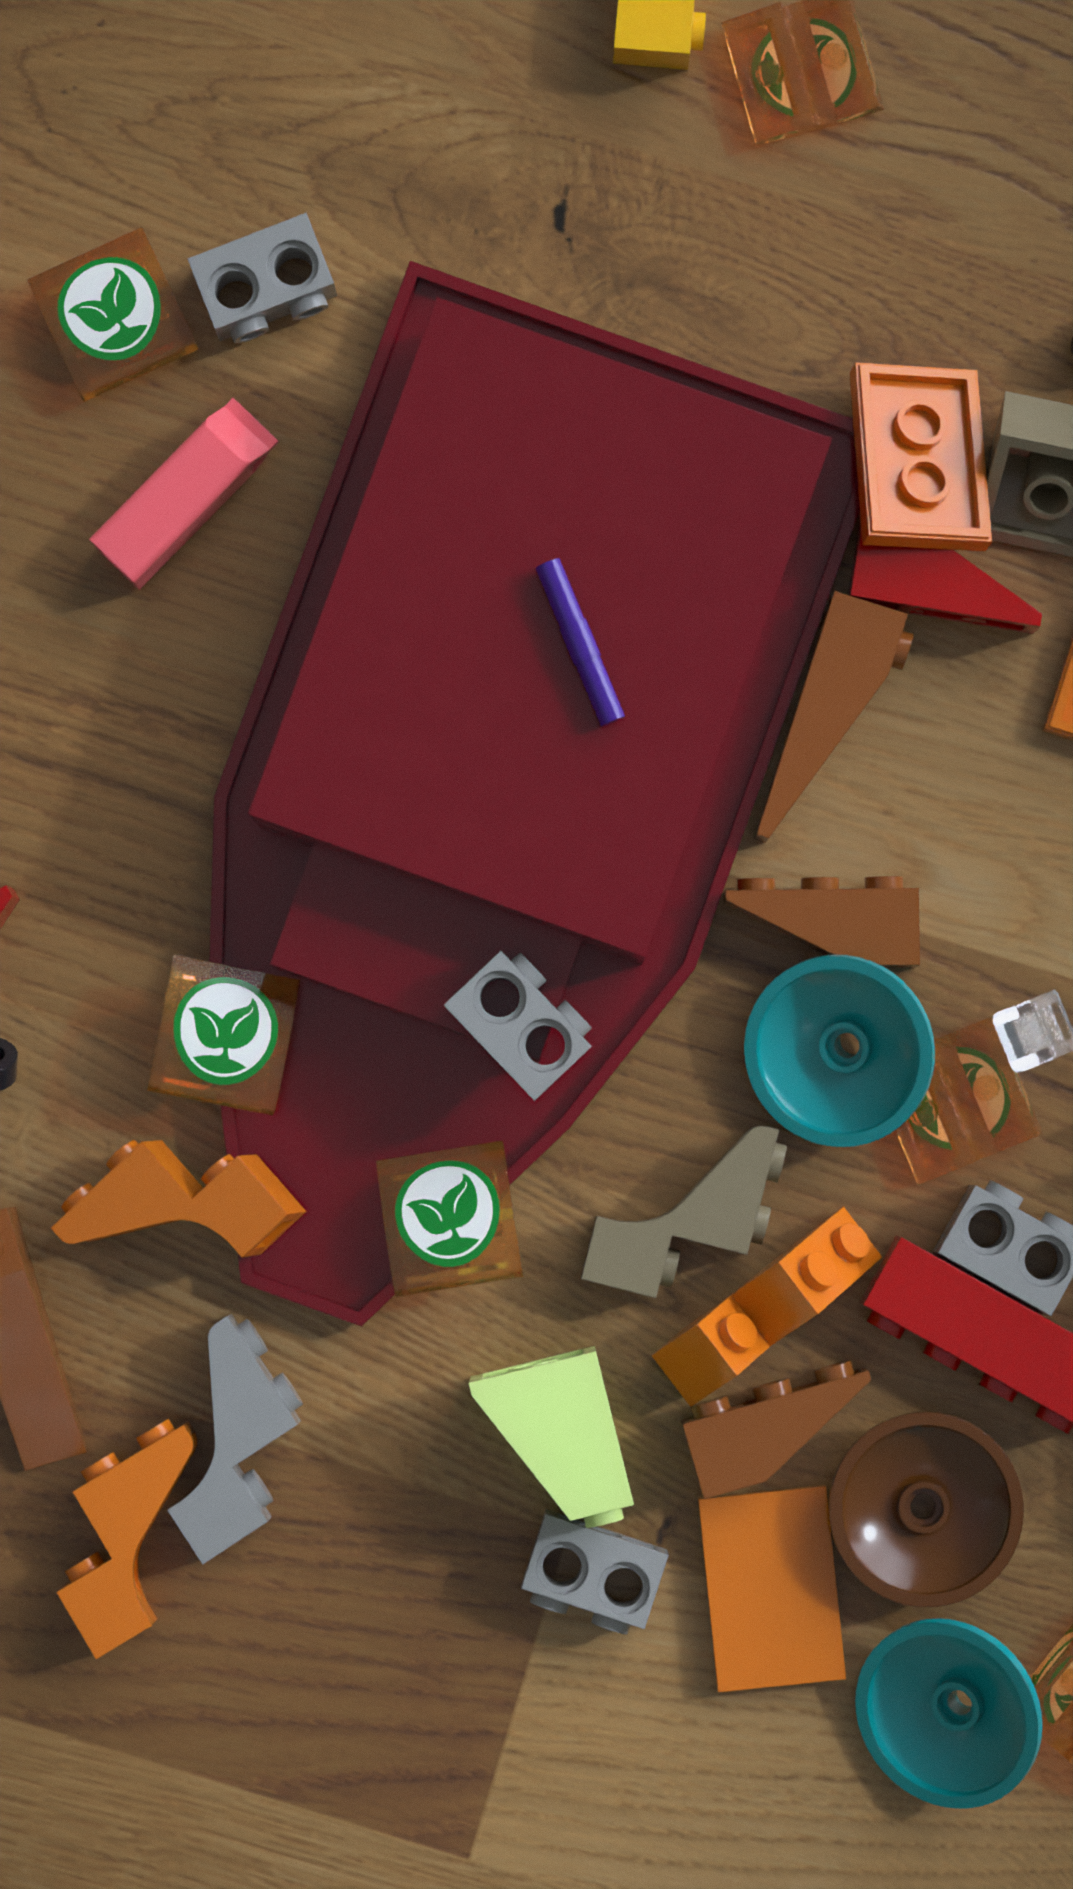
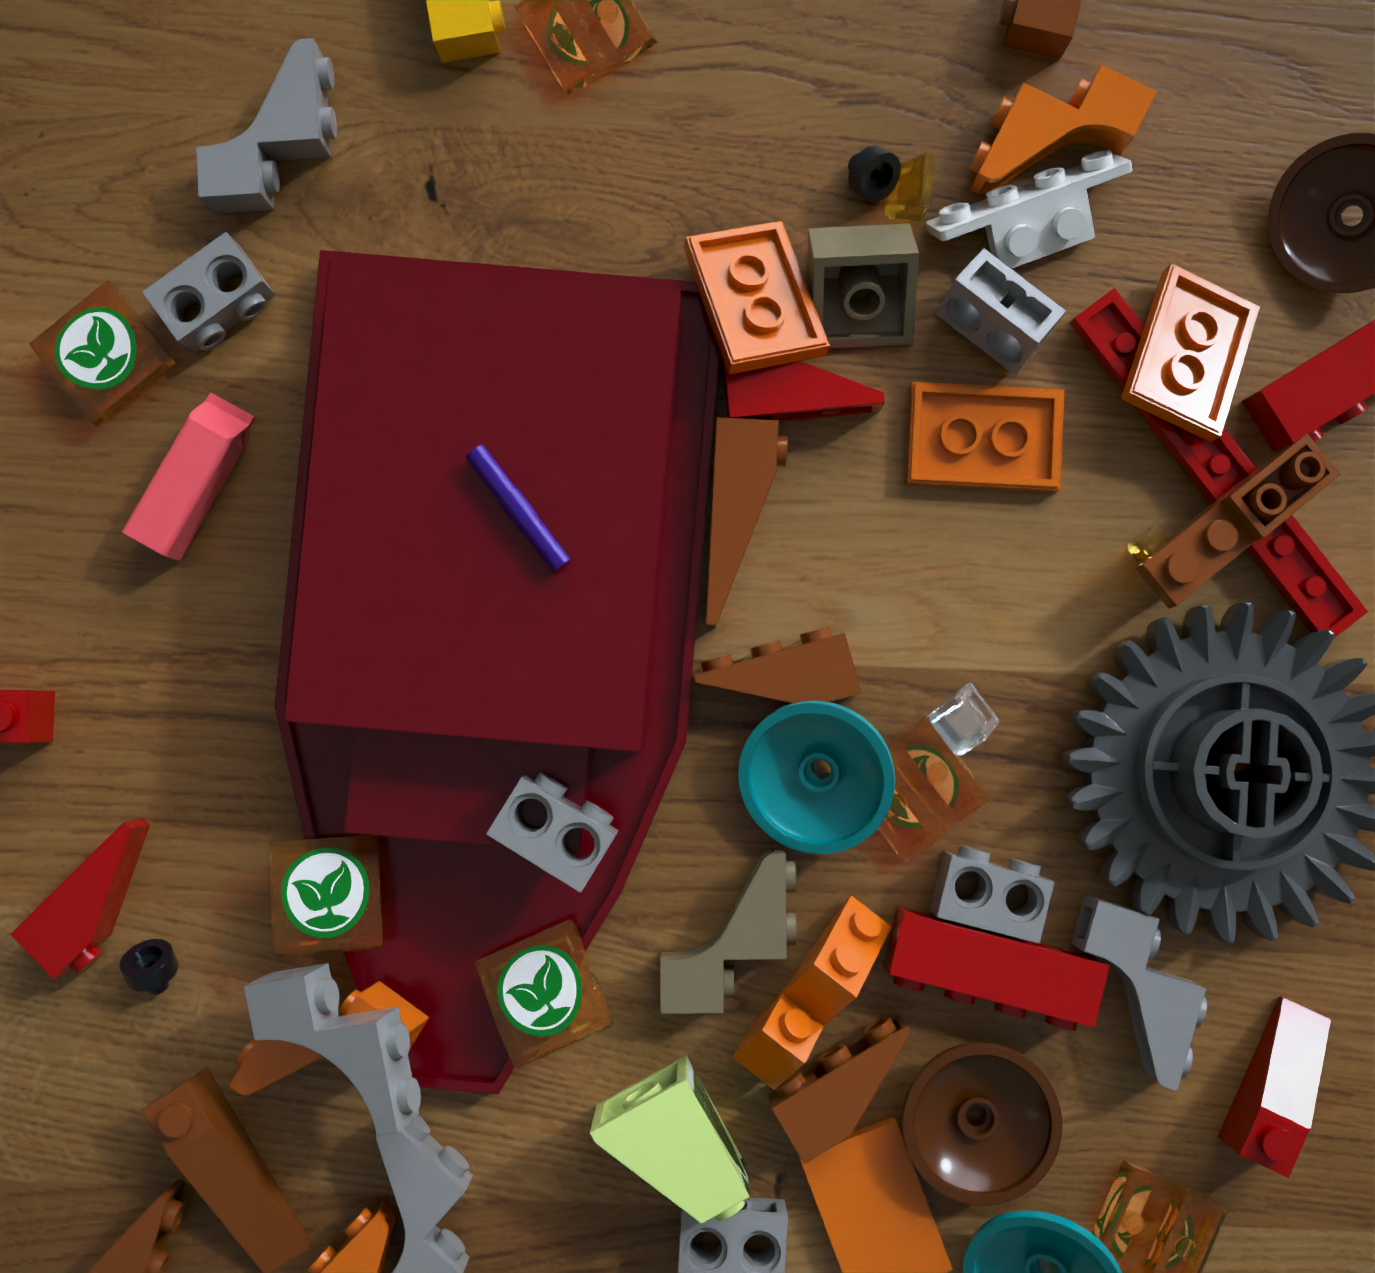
camera: 15 degrees left, 0 degrees up
(241, 1213) = (365, 1046): none -> light grey arch
(412, 100) = (289, 126): none -> light grey arch

